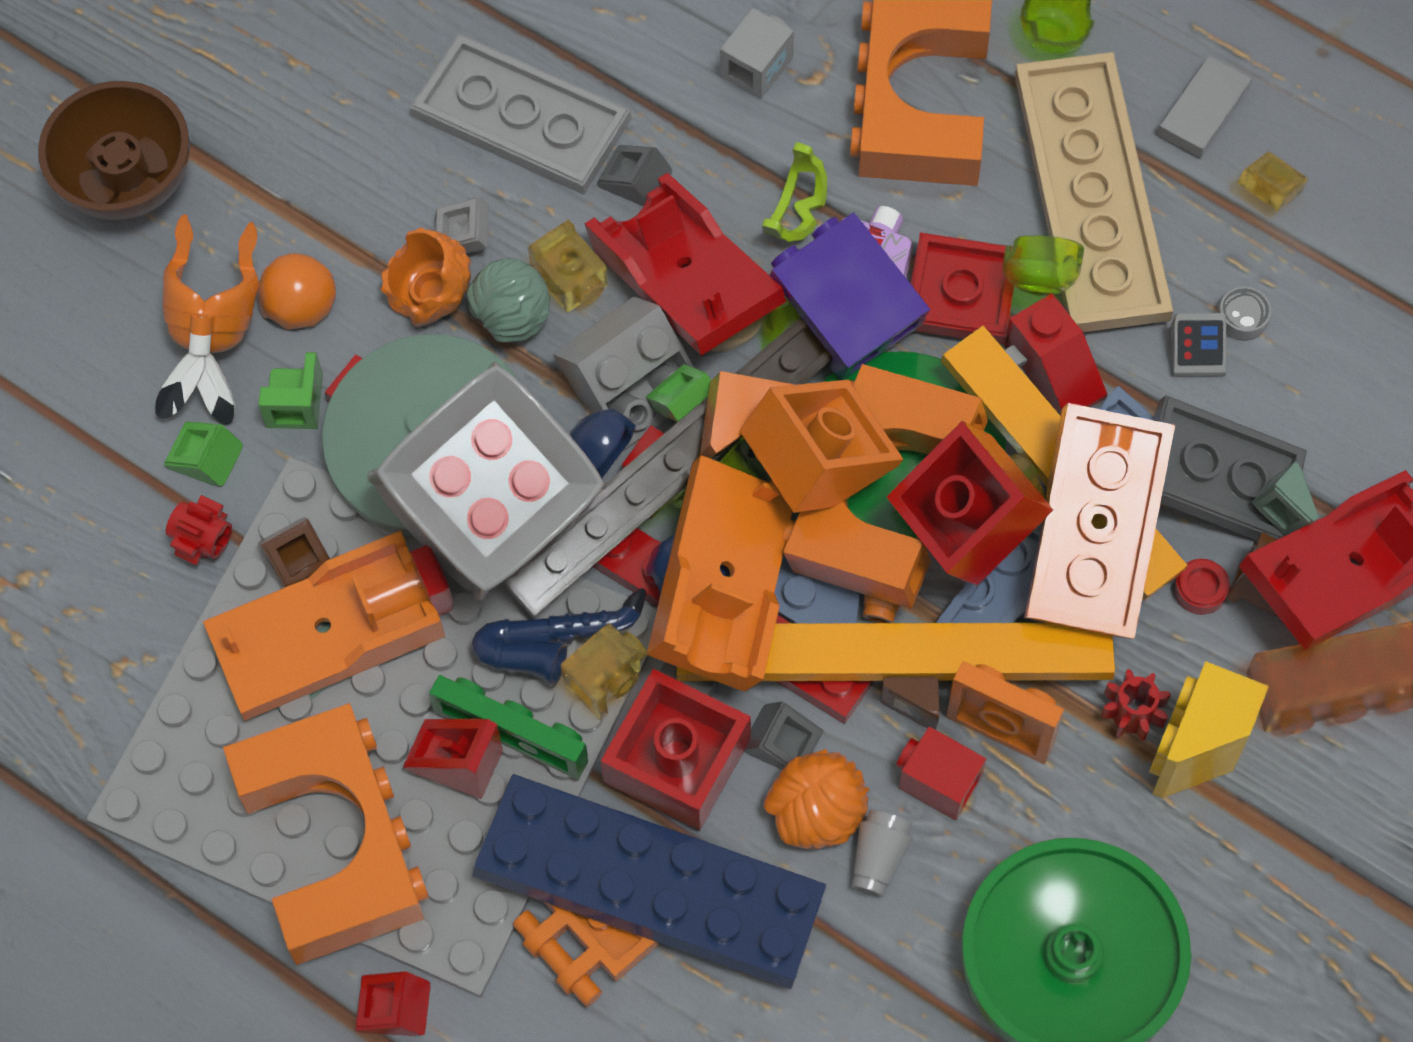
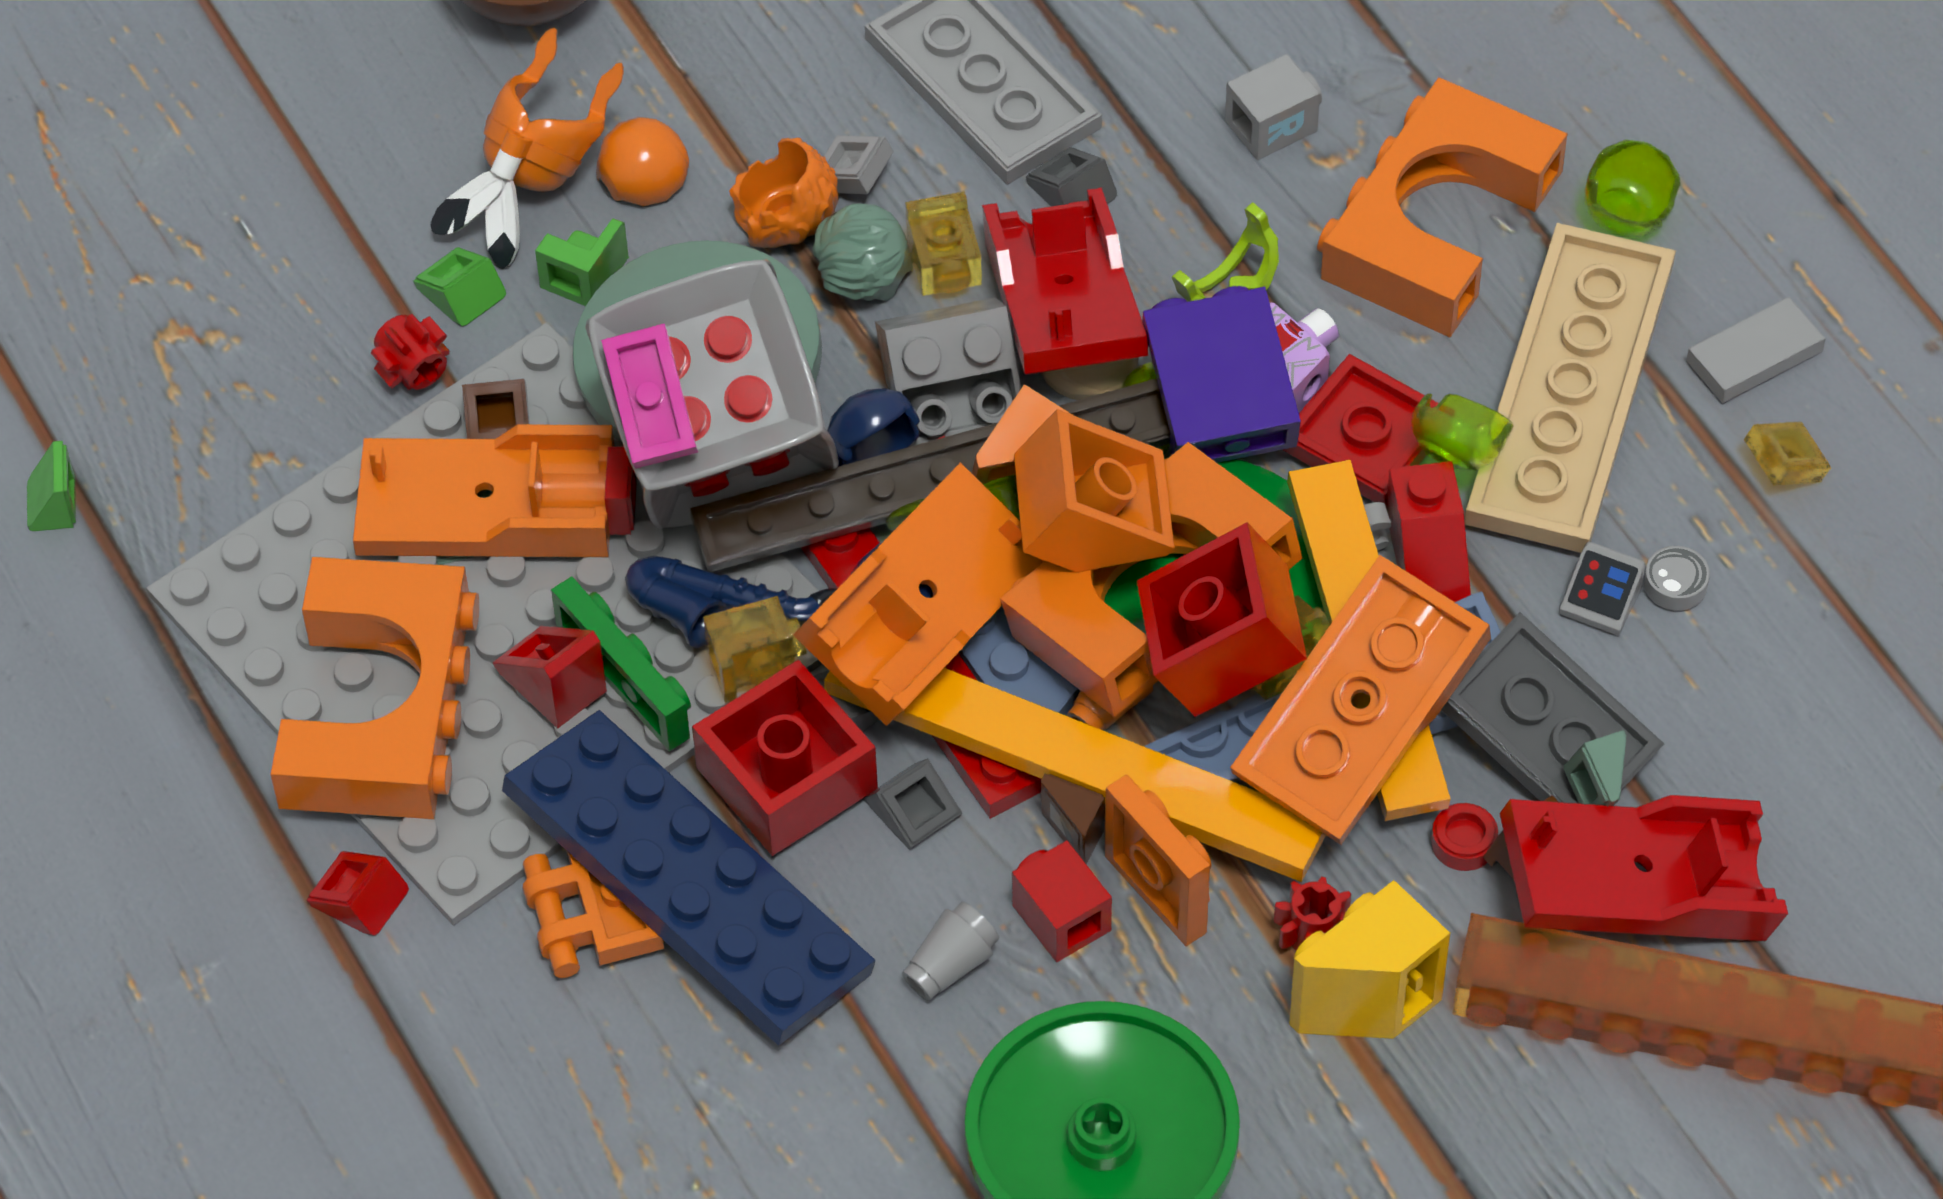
camera: 25 degrees right, 10 degrees down
(458, 516) = (649, 396): none -> dark pink plate
(680, 392) = (982, 407): bright green tile -> none
(818, 800) = (910, 872): orange hair -> none

